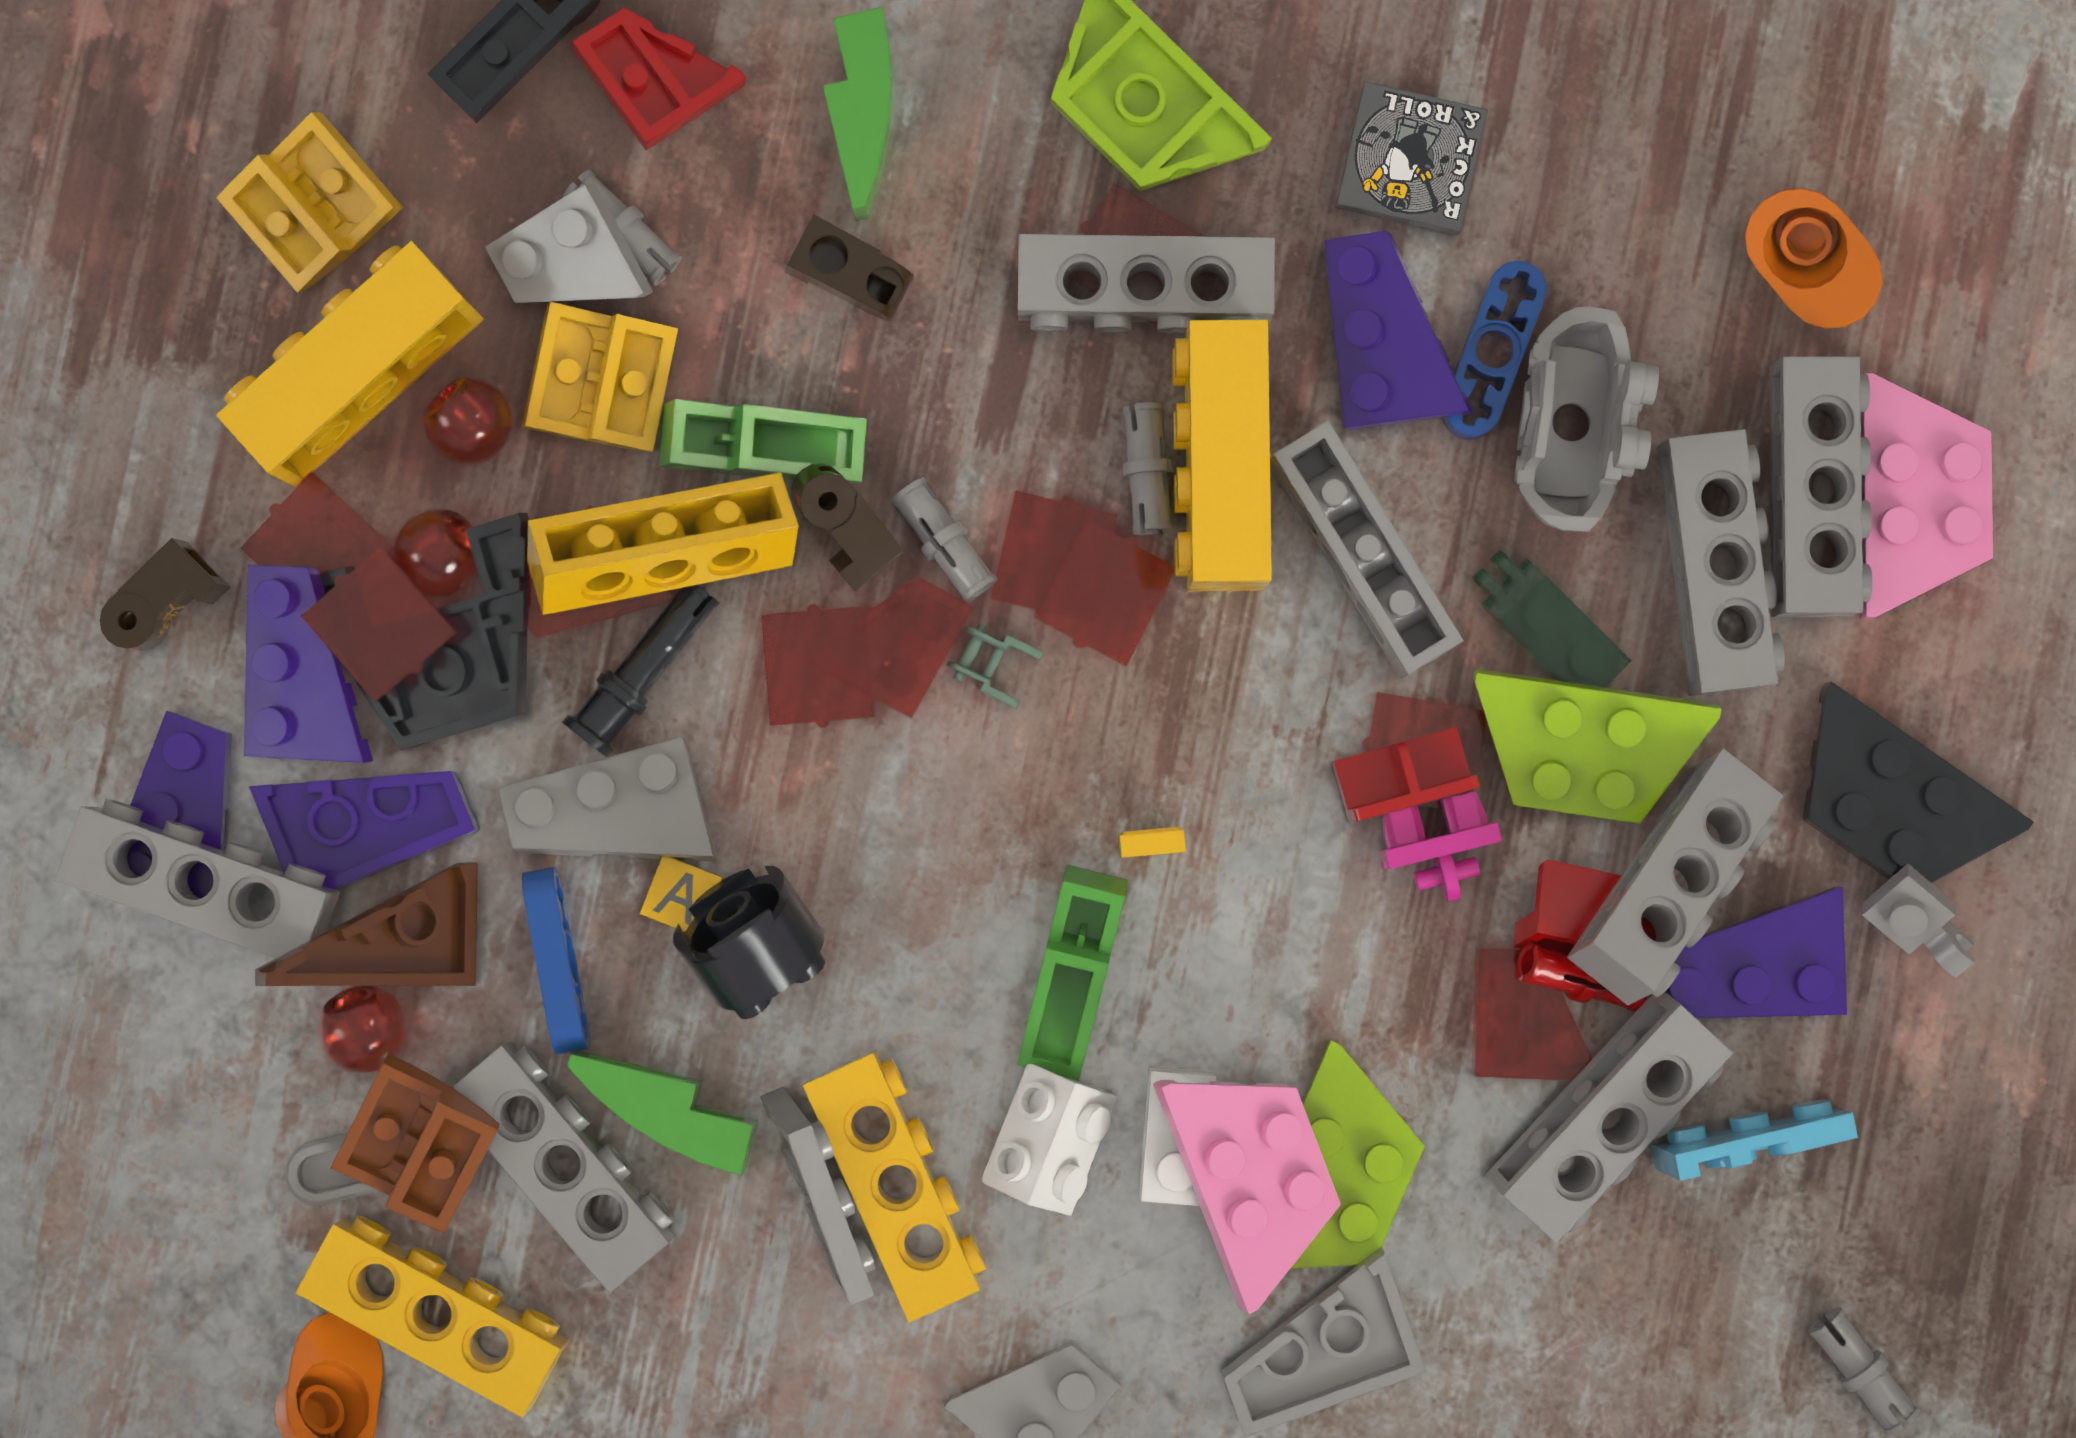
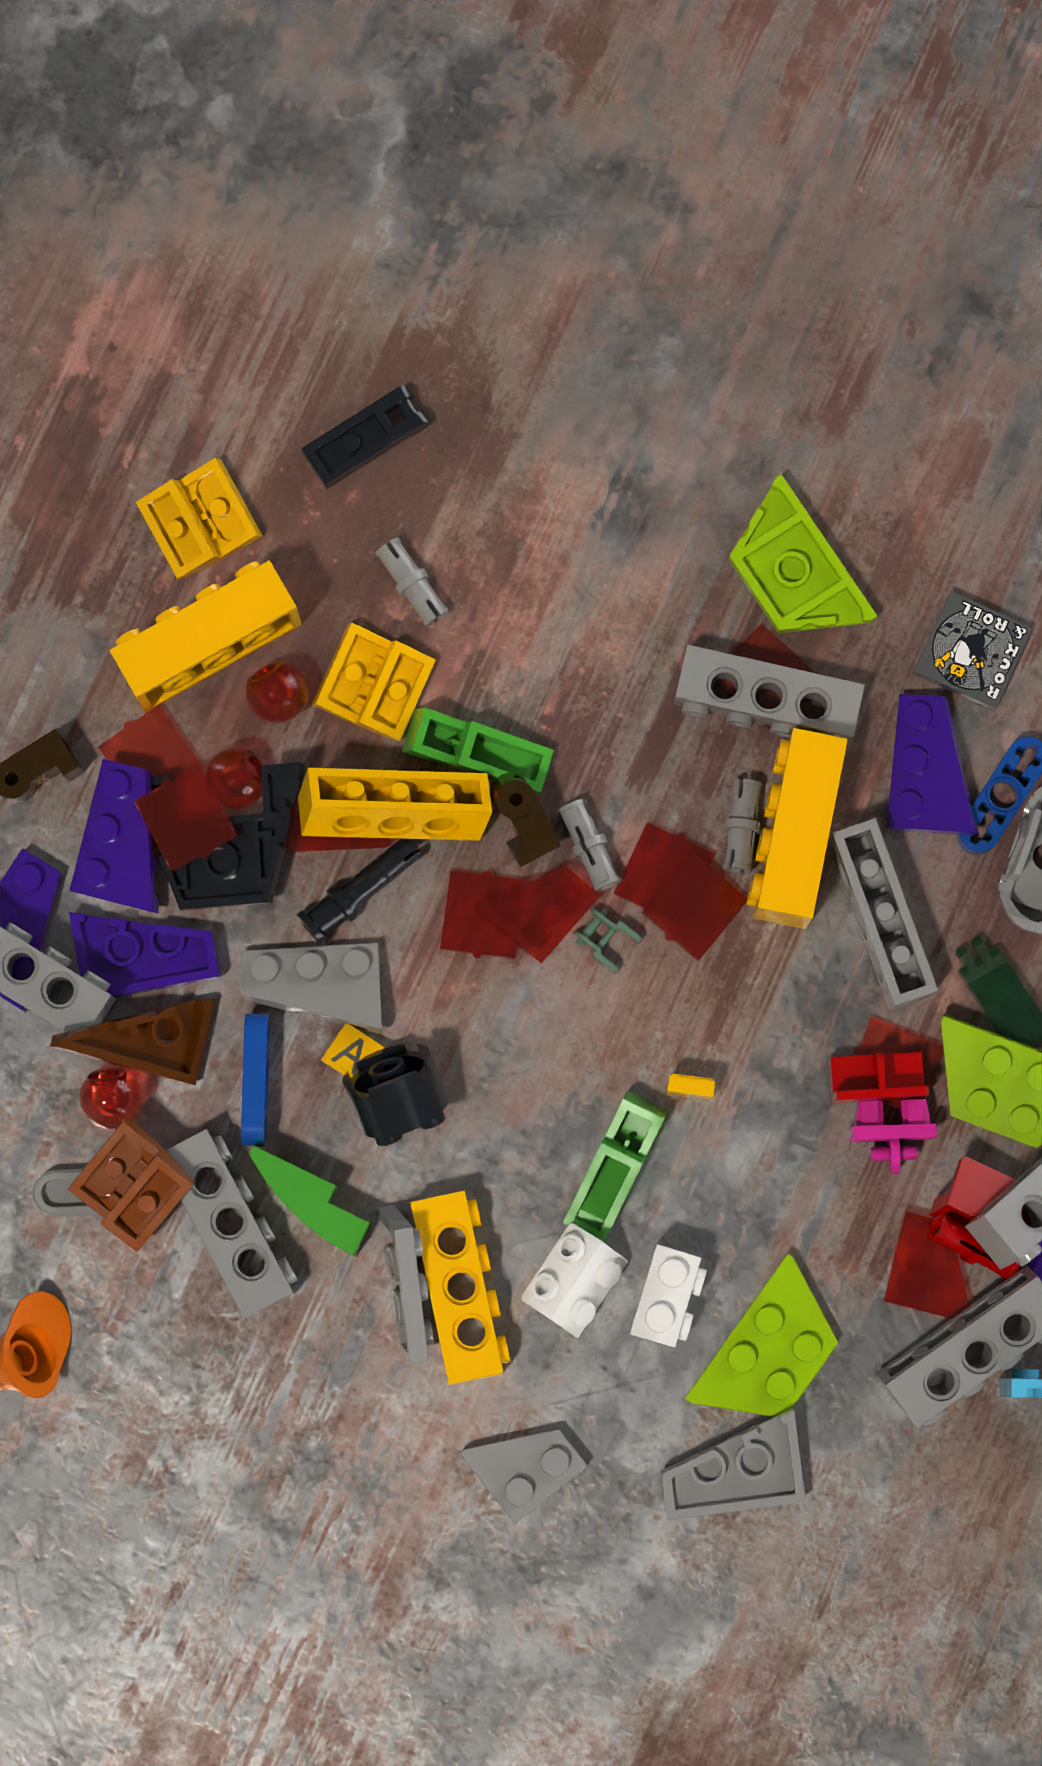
camera: 15 degrees right, 5 degrees down
(340, 1286) = (54, 1272): yellow brick -> none
(569, 254) = (372, 592): light grey wing -> none
(652, 76) = (456, 483): red wing -> none
(849, 269) = (564, 644): dark brown leg -> none
(863, 105) = (597, 533): bright green slope -> none
(1252, 1175) = (712, 1333): bright pink wing -> none

